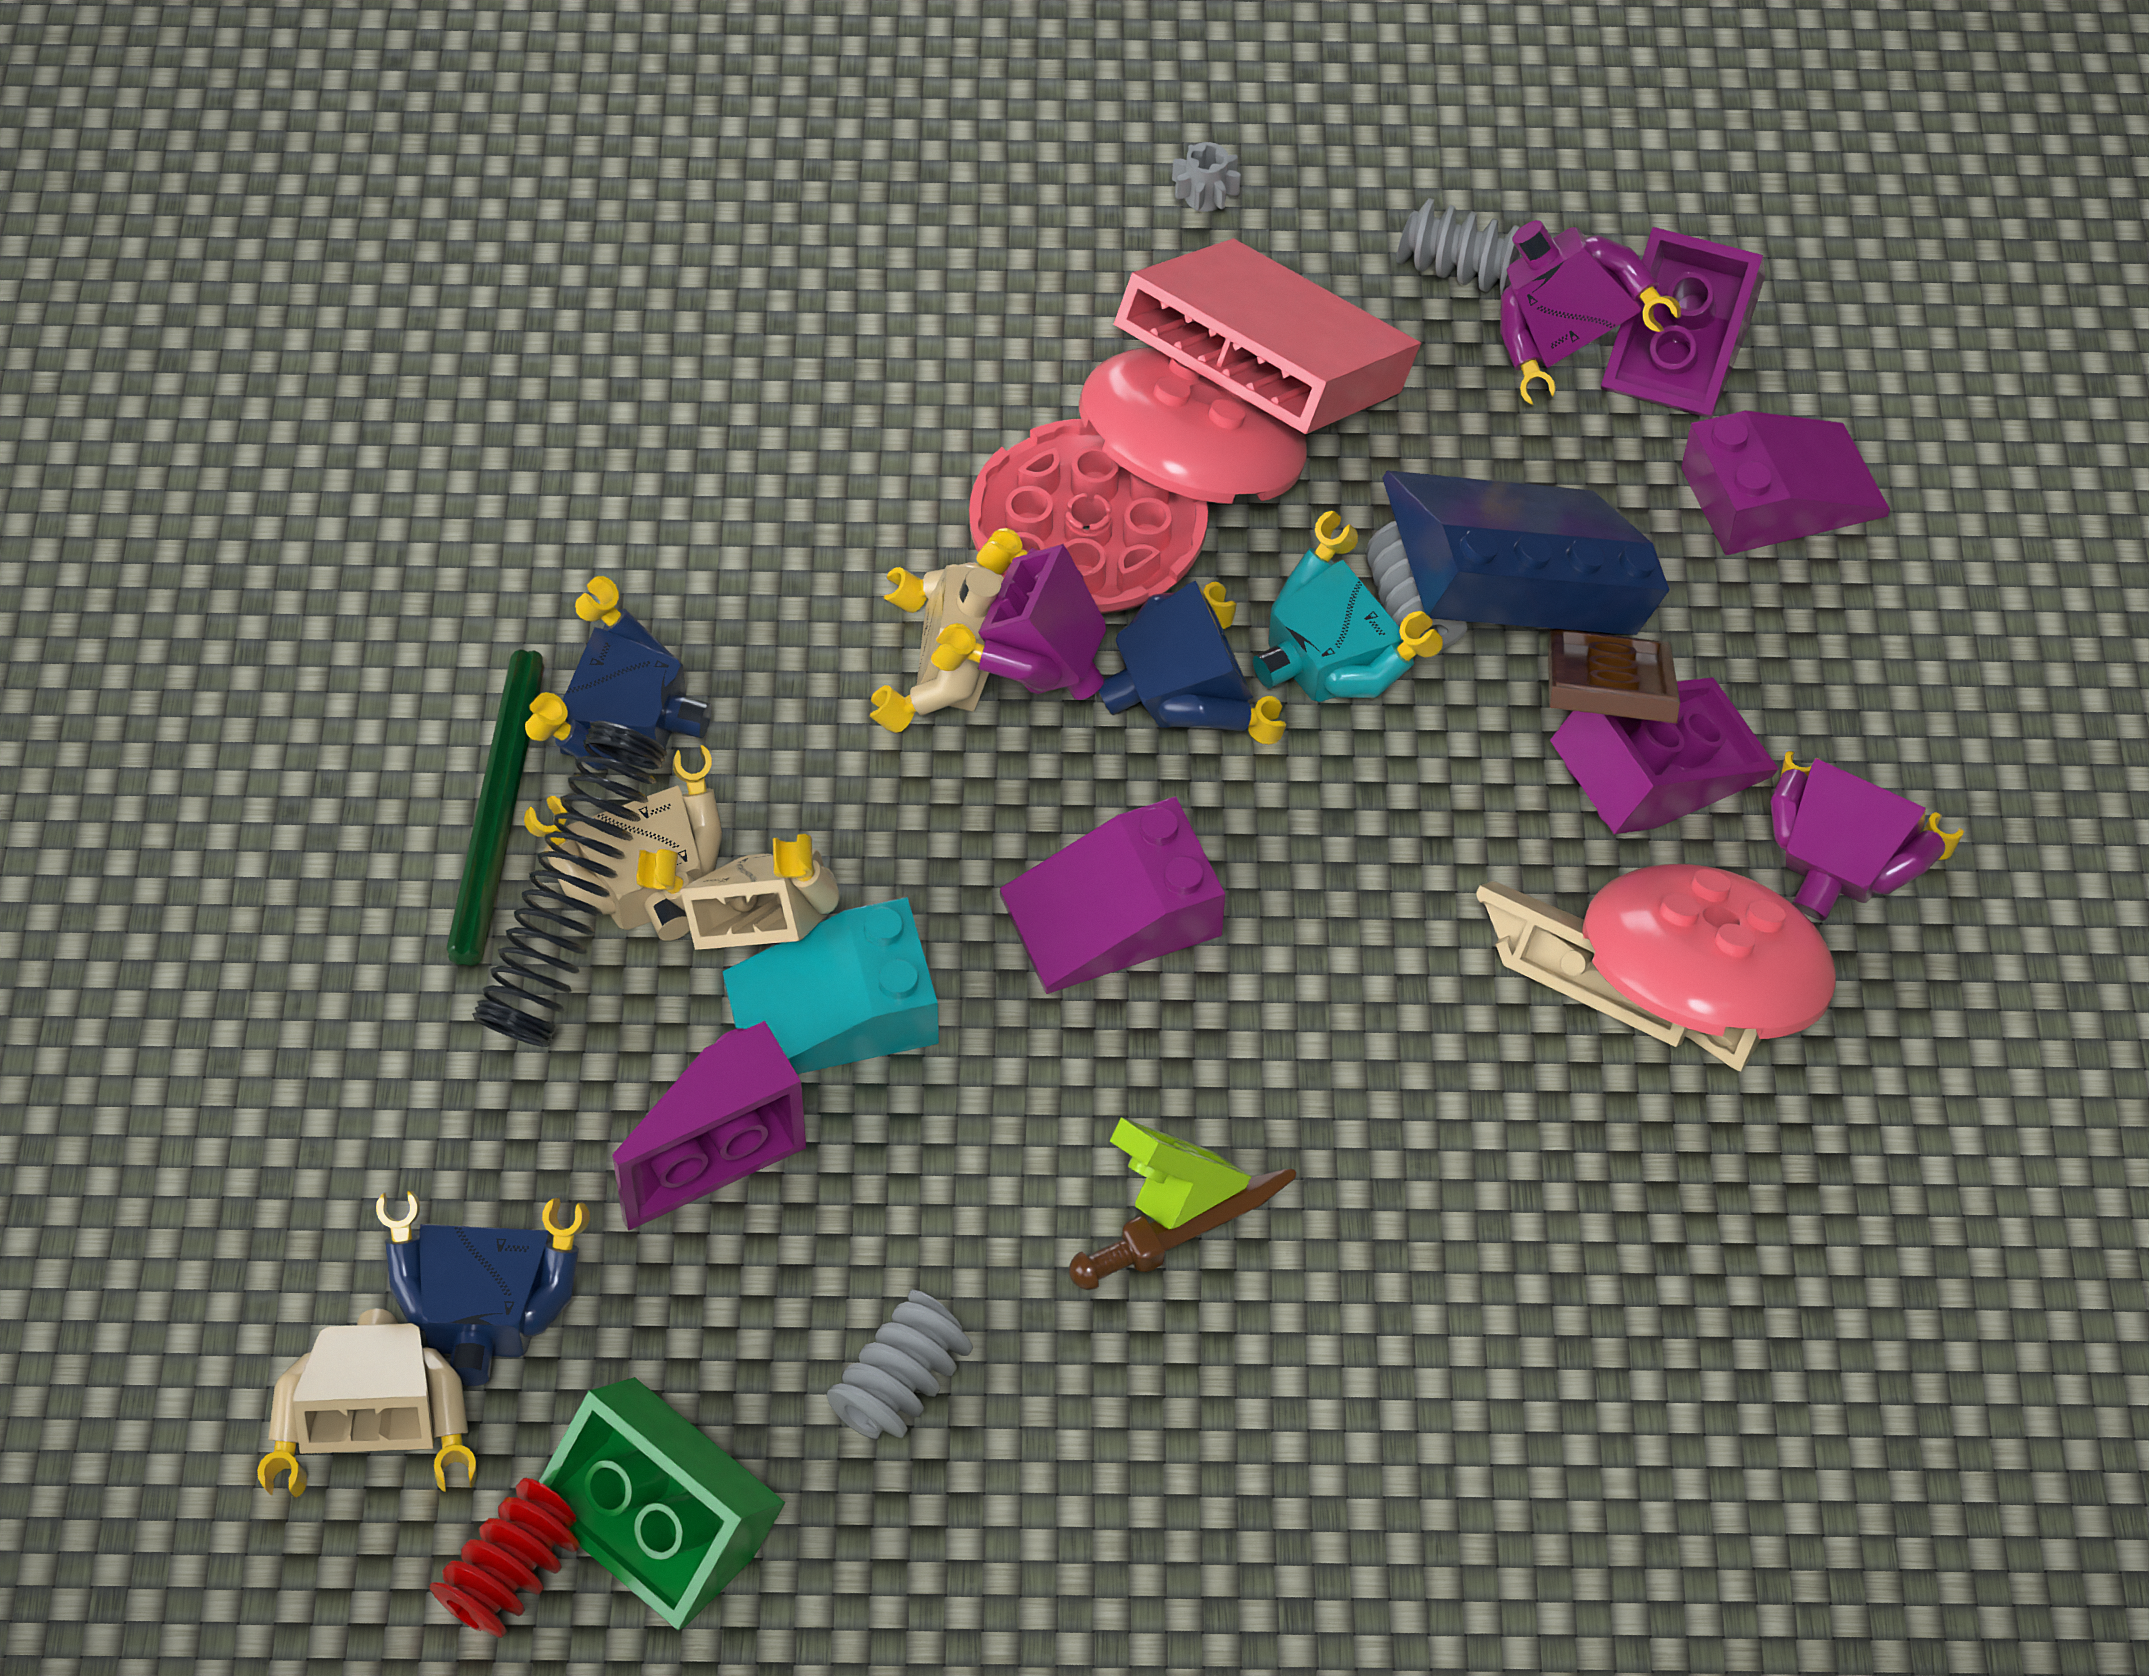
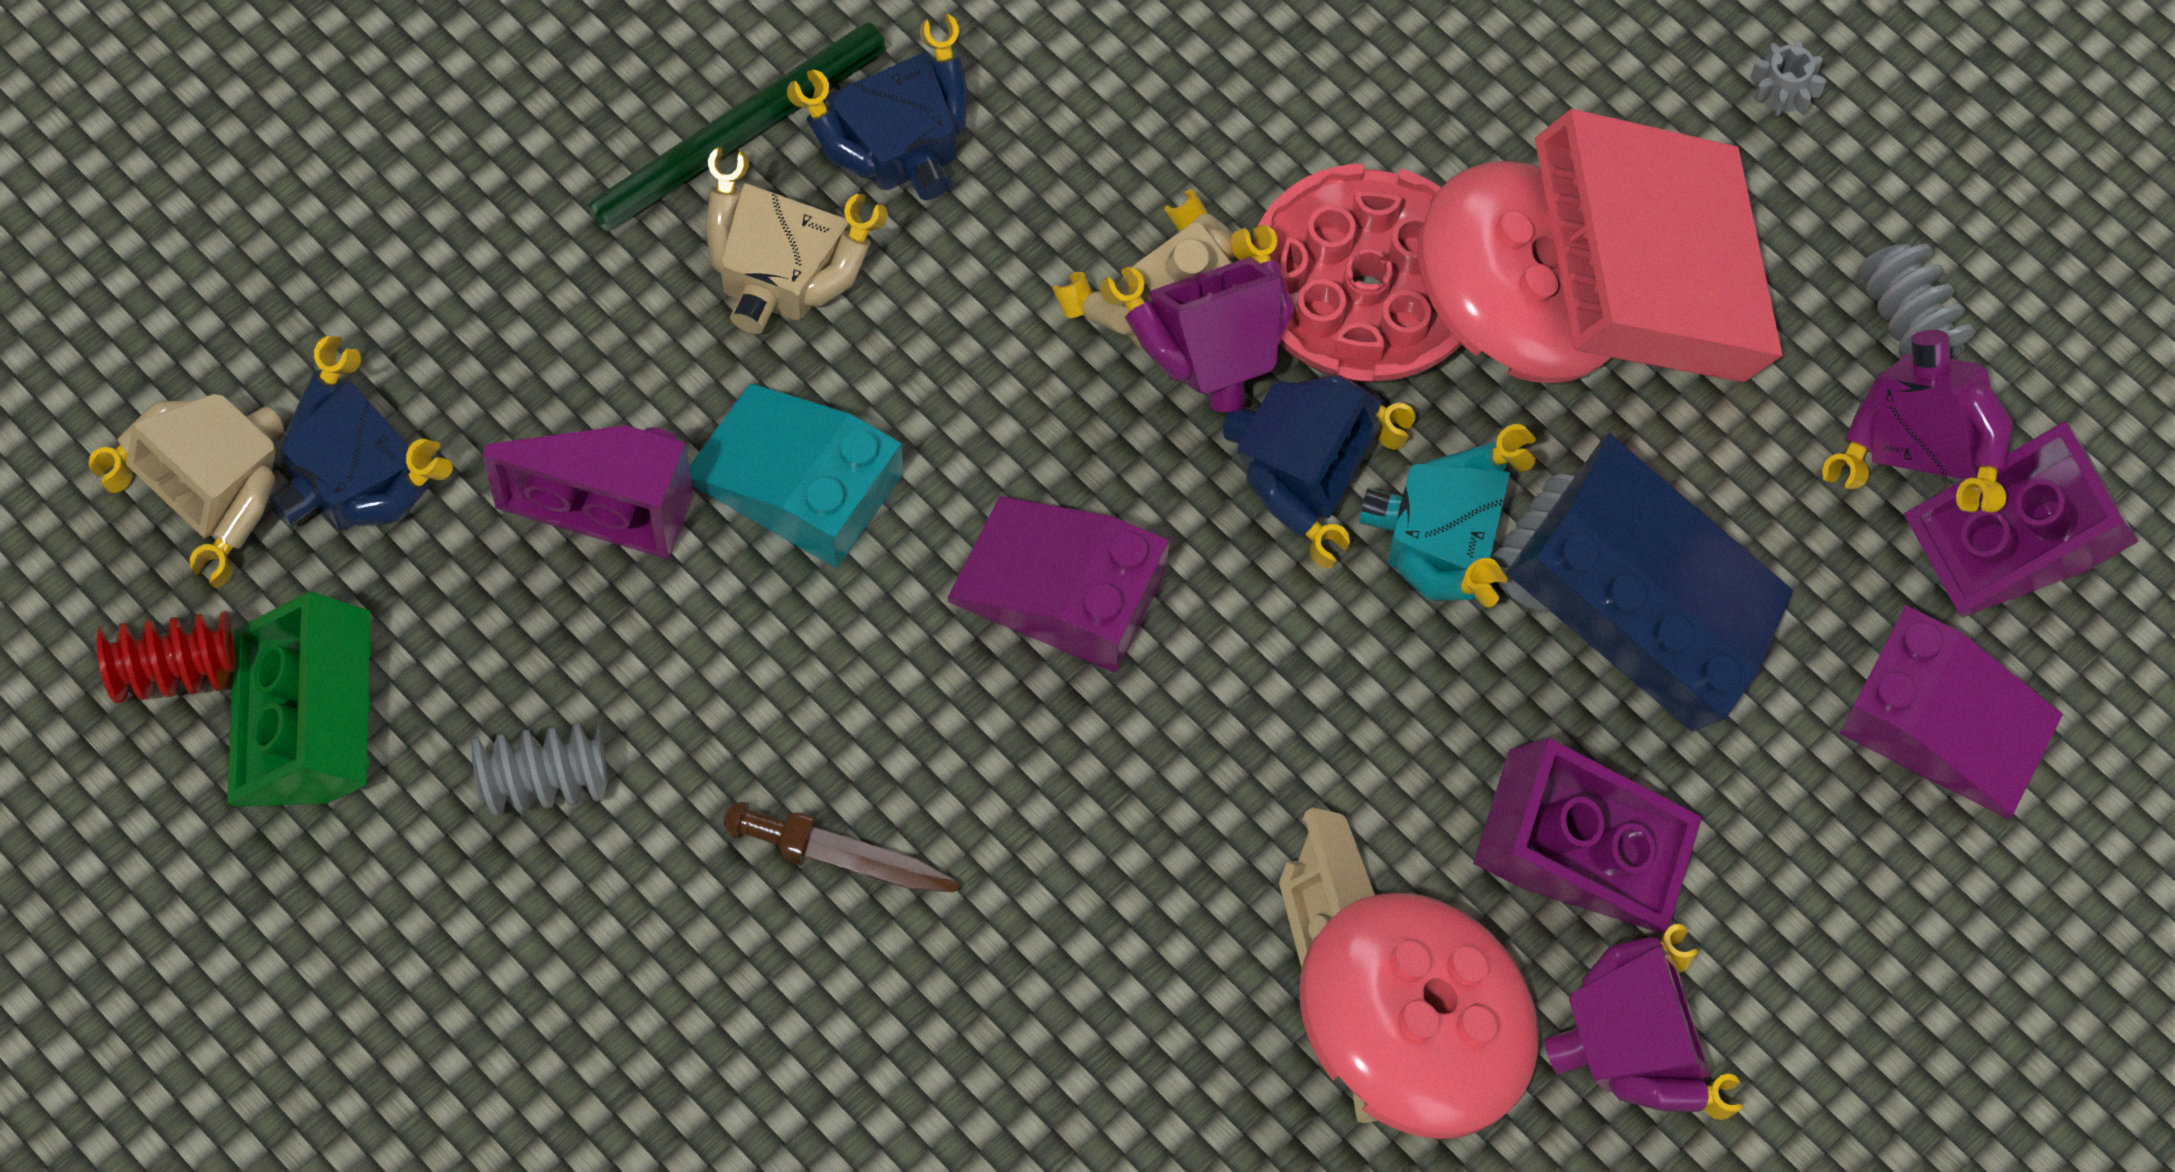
camera: 45 degrees right, 10 degrees up
(625, 746) = (574, 300): black piece -> none
(749, 899) = (803, 350): tan torso -> none
(1180, 1175) = (869, 808): lime slope -> none
(1612, 675) = (1587, 743): reddish brown tile -> none

